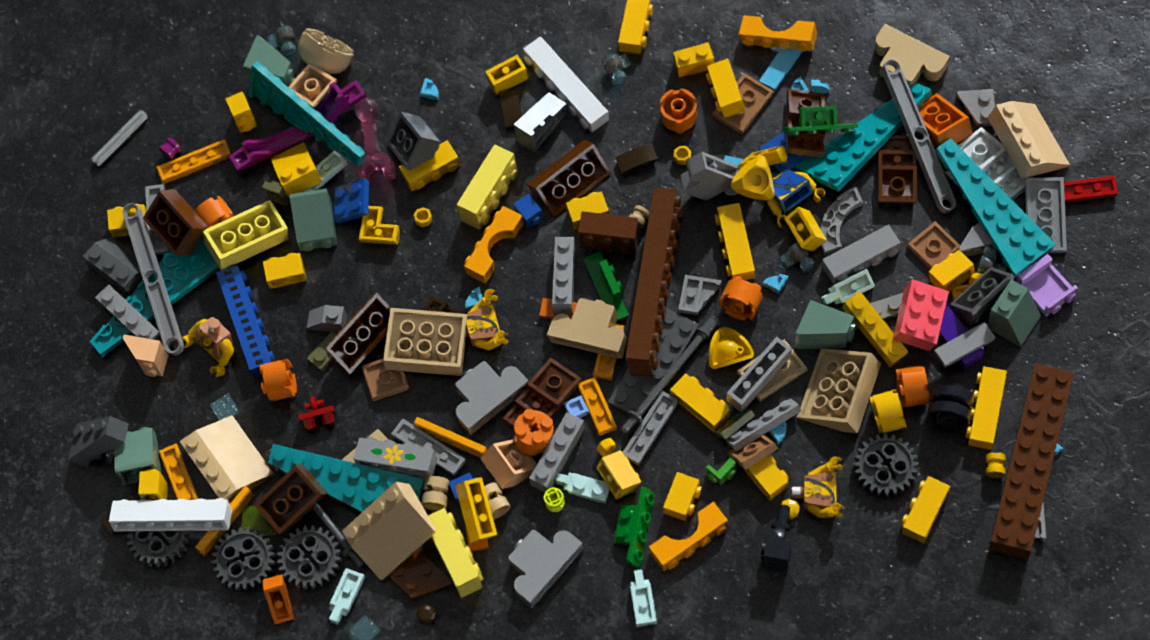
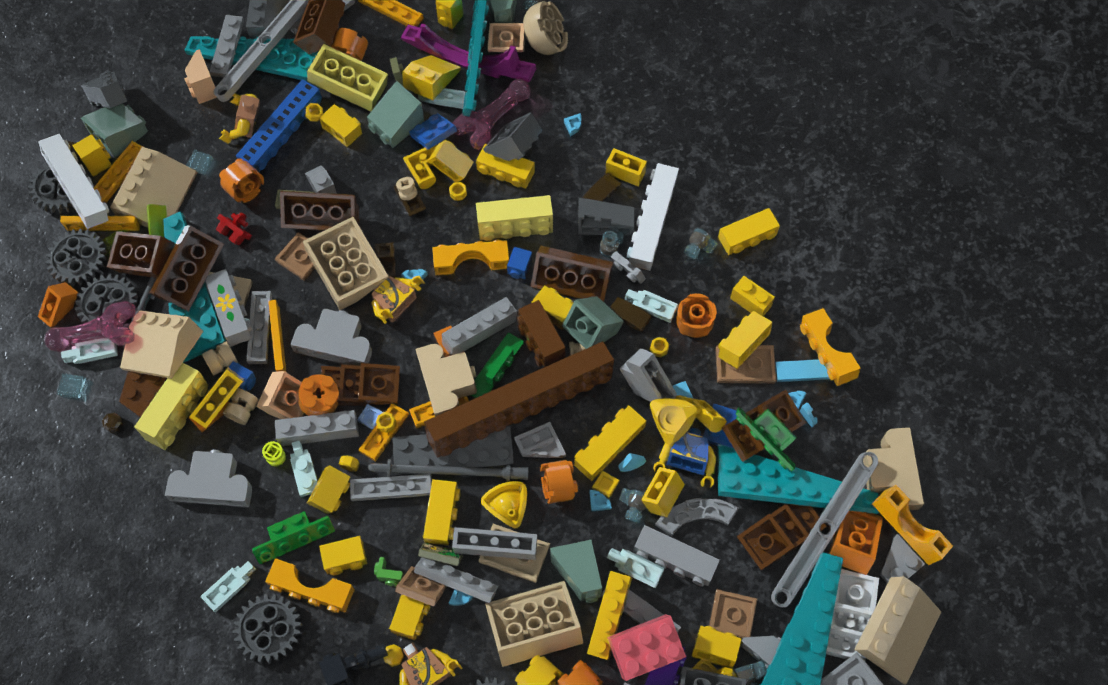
camera: 45 degrees right, 0 degrees up
(257, 282) = (314, 111): none -> yellow tile
(262, 472) = (155, 217): none -> lime slope
(336, 466) = (186, 268): none -> reddish brown slope
(340, 562) = (105, 326): none -> clear pink piece
(394, 203) = (451, 161): none -> yellow brick
(397, 253) = (406, 188): none -> tan wheel
(398, 260) = (412, 206): none -> dark brown slope
(565, 133) = (610, 243): none -> clear light blue piece
(593, 396) = (386, 422): none -> yellow tile
(604, 132) = (634, 274): none -> light grey wing
(627, 188) = (591, 321): none -> sand green slope
(642, 135) = (652, 304): none -> light aqua hinge
(683, 589) = (277, 643): none -> dark grey gear
(762, 238) = (631, 462): none -> medium azure tile
(765, 268) = (605, 484): none -> yellow tile
(981, 74) = (928, 543): none -> light orange arch

